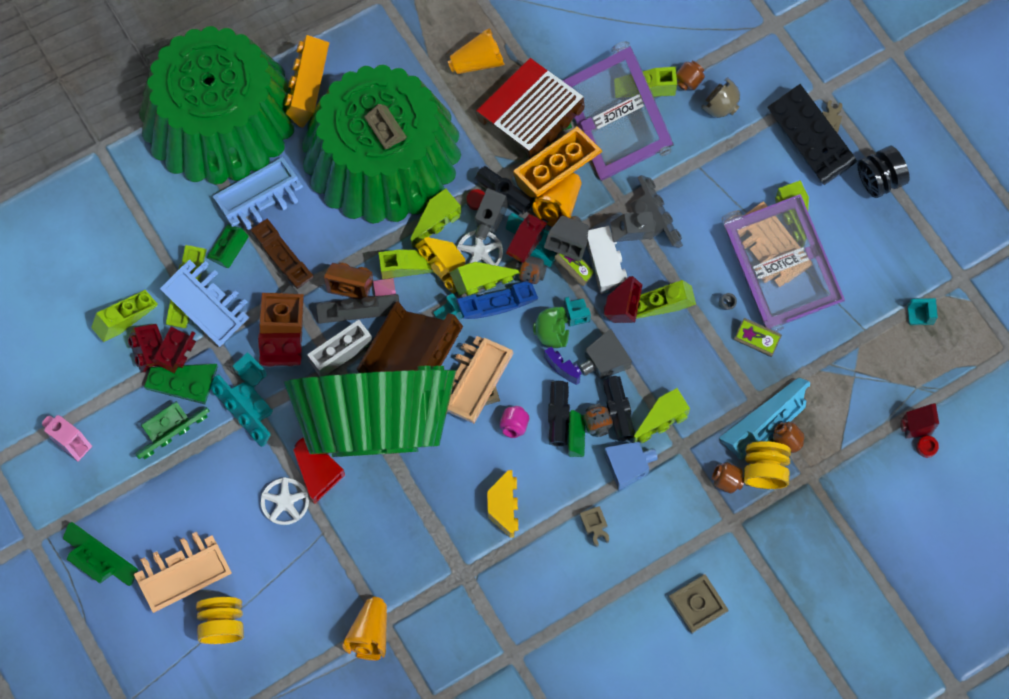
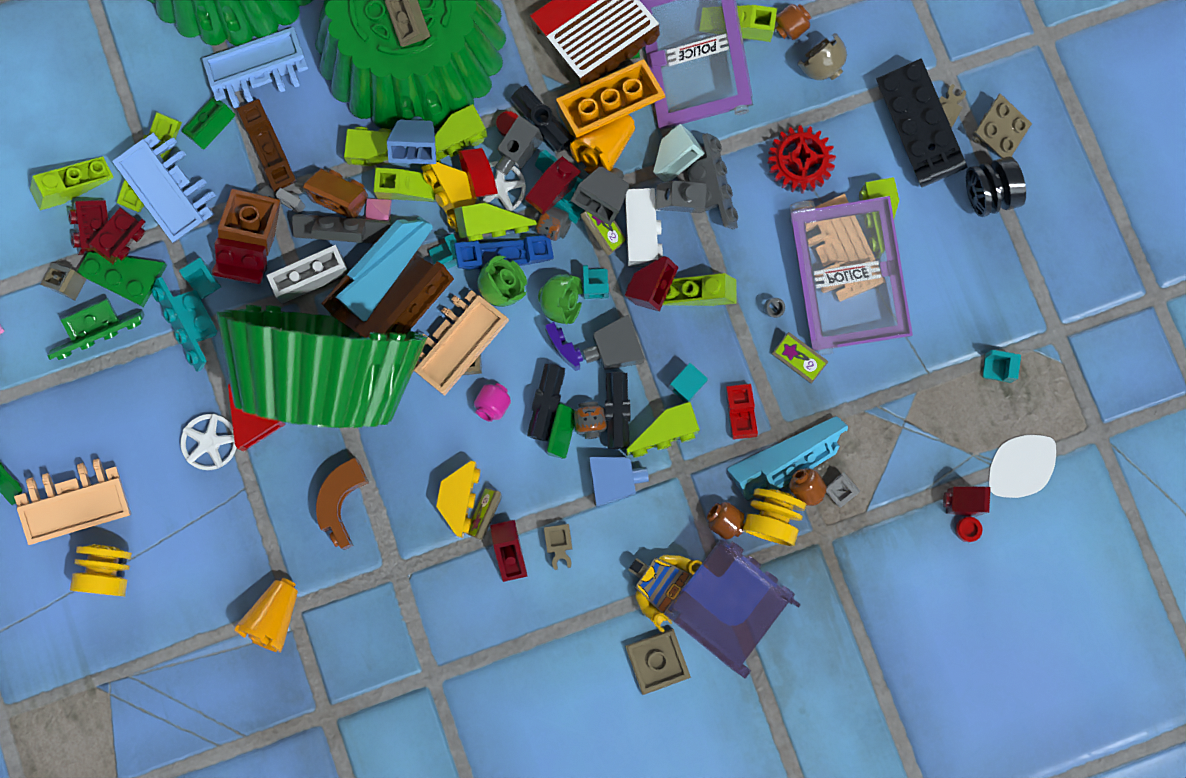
camera: 10 degrees right, 10 degrees up
(134, 394) = (63, 281): none -> dark tan slope
(311, 294) = (290, 200): none -> light grey tile
(368, 239) = (366, 146): none -> lime slope
(400, 329) = (382, 266): none -> medium azure wedge
(401, 514) = (331, 497): none -> dark orange arch
(406, 225) = (412, 142): none -> medium blue torso
(463, 241) = (479, 172): none -> red slope
(501, 324) = (501, 282): none -> bright green cylinder
(527, 512) = (484, 513): none -> slope
(555, 537) = (508, 550): none -> dark red slope
(620, 195) = (676, 153): none -> light aqua slope
(671, 374) = (688, 383): none -> teal panel
(688, 538) = (661, 584): none -> torso
(720, 389) = (741, 411): none -> red slope
(729, 174) = (802, 140): none -> red gear
(748, 542) = (729, 605): none -> clear purple panel
(817, 435) = (842, 490): none -> light grey tile
(877, 126) = (1002, 127): none -> dark tan hinge
(959, 388) = (1022, 466): none -> white sticker

